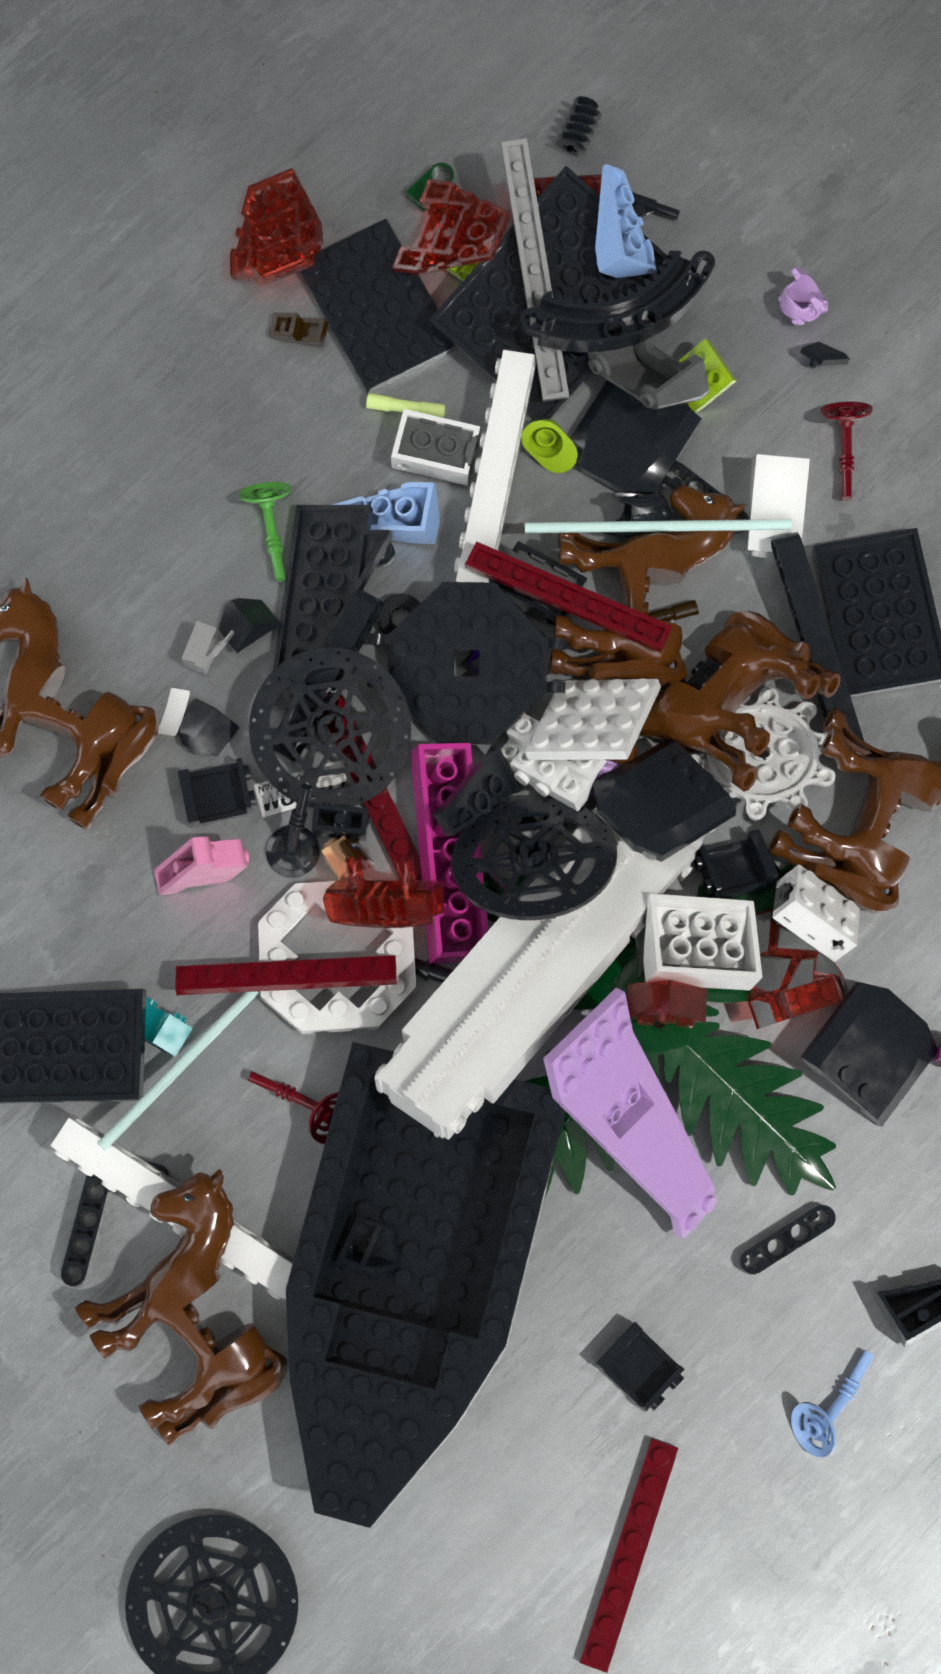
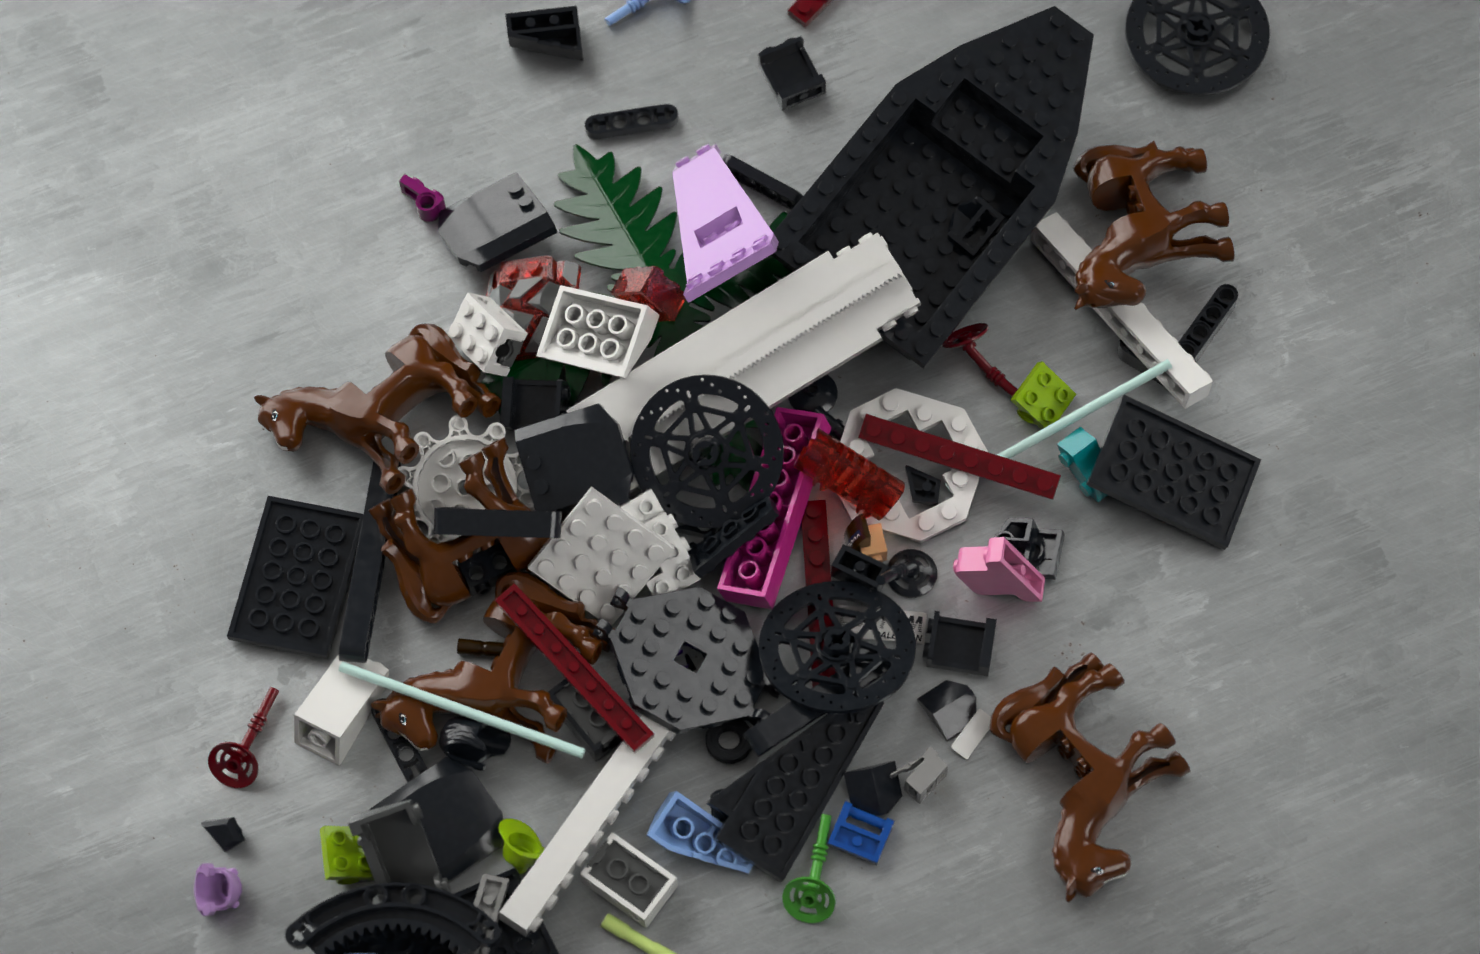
camera: 155 degrees left, 10 degrees down
(188, 915) = (1037, 545): none -> black slope
(226, 1082) = (1042, 396): none -> lime plate
(242, 568) = (858, 840): none -> blue plate
(314, 942) = (922, 487): none -> black piece
(616, 1218) = (762, 182): none -> black beam
(735, 683) = (497, 522): none -> black beam

